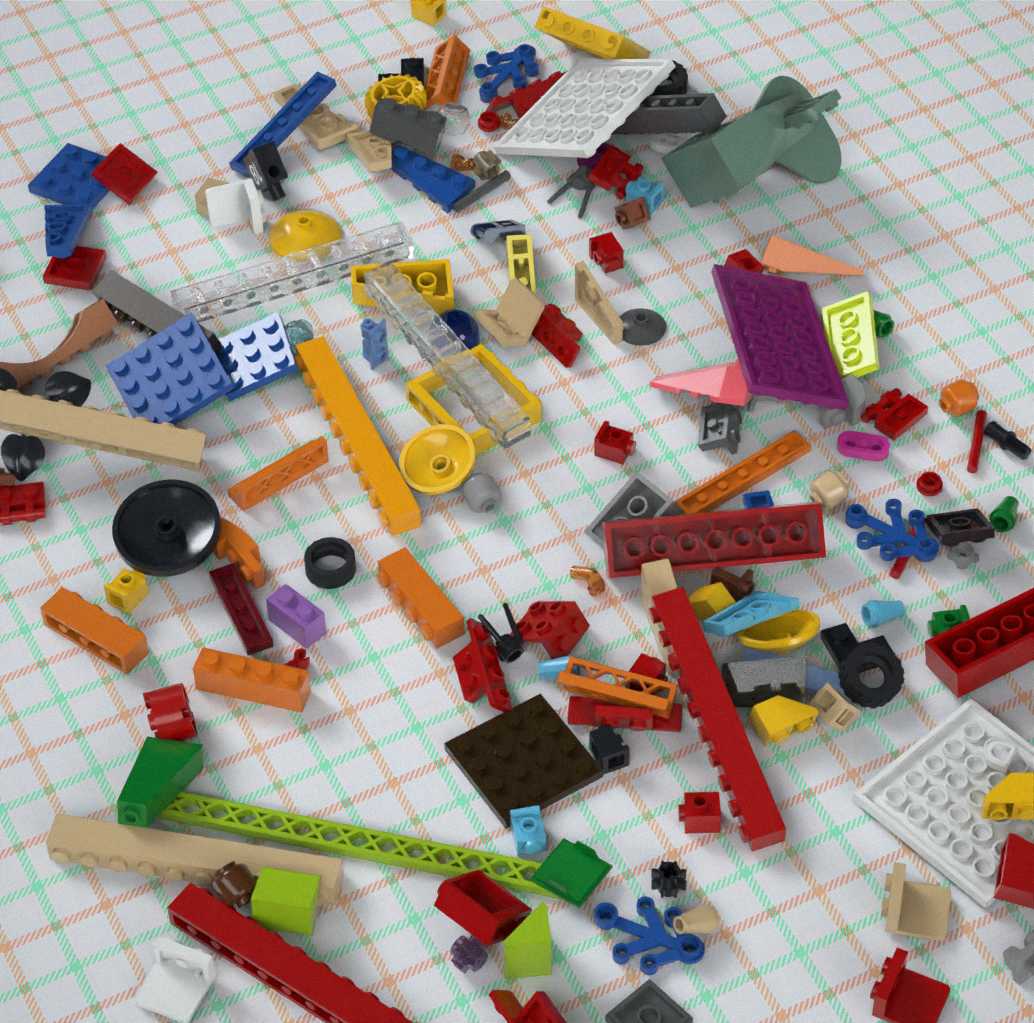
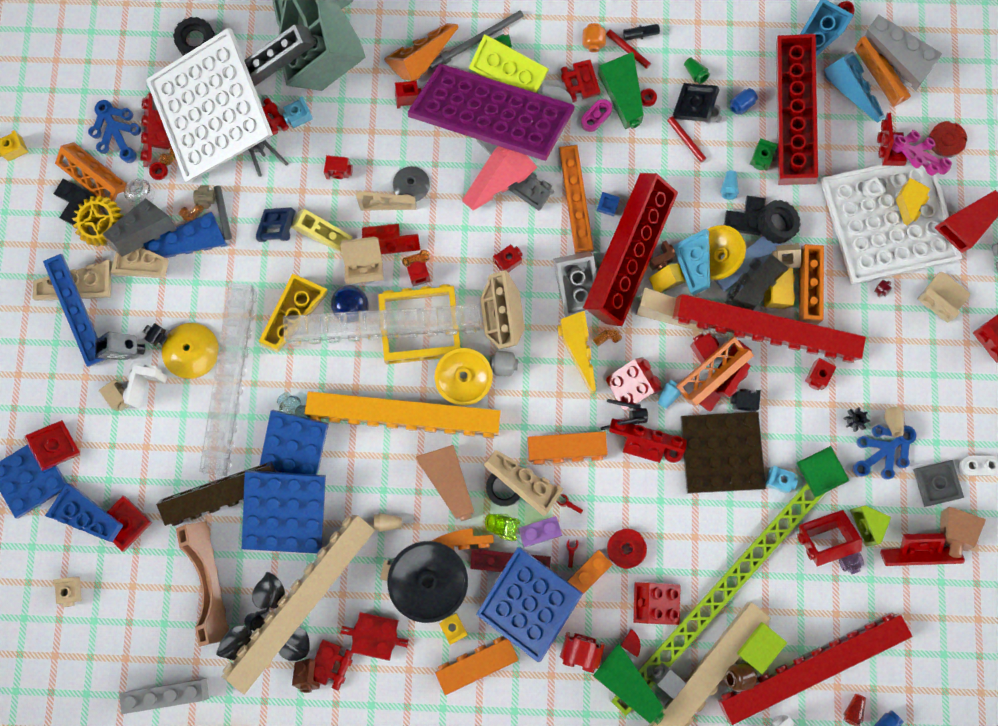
camera: 60 degrees left, 30 degrees up
(74, 524) = (374, 636): none -> red plate
(186, 815) = (667, 680): none -> brick
(197, 631) = (529, 604): none -> blue plate
(213, 772) = (632, 643): none -> red tile
(215, 474) = (386, 522): none -> tan cone
(279, 474) = (406, 481): orange fence -> none
(279, 572) = (502, 526): none -> clear neon green piece
(282, 775) = (656, 603): none -> red bracket
(301, 195) = (154, 334): none -> black gear
(303, 507) = (446, 476): none -> nougat slope
(333, 726) = (635, 541): none -> red plate
(344, 567) = (532, 489): none -> tan wing
(351, 632) = (569, 504): none -> red hand
(374, 342) = (334, 361): medium blue hinge -> none
(479, 709) = (669, 458): none -> red plate
(534, 366) = (418, 273): none -> red brick
(550, 463) = (502, 311): none -> tan wedge
(557, 370) = (423, 256): none -> clear orange arm
(558, 550) = (574, 336): none -> yellow wedge
(588, 36) = (136, 61): yellow window -> none
(632, 213) = (311, 131): copper bracket -> none
(813, 744) = (811, 284): none -> orange brick
(820, 286) = (445, 57): none -> dark grey bar
(829, 489) = (621, 157): tan head -> none
(873, 832) = (883, 288): none -> dark red plate
(921, 546) = (676, 140): blue plant -> none
(922, 449) = (622, 86): none -> green slope
(1004, 575) = (743, 101): none -> blue brick

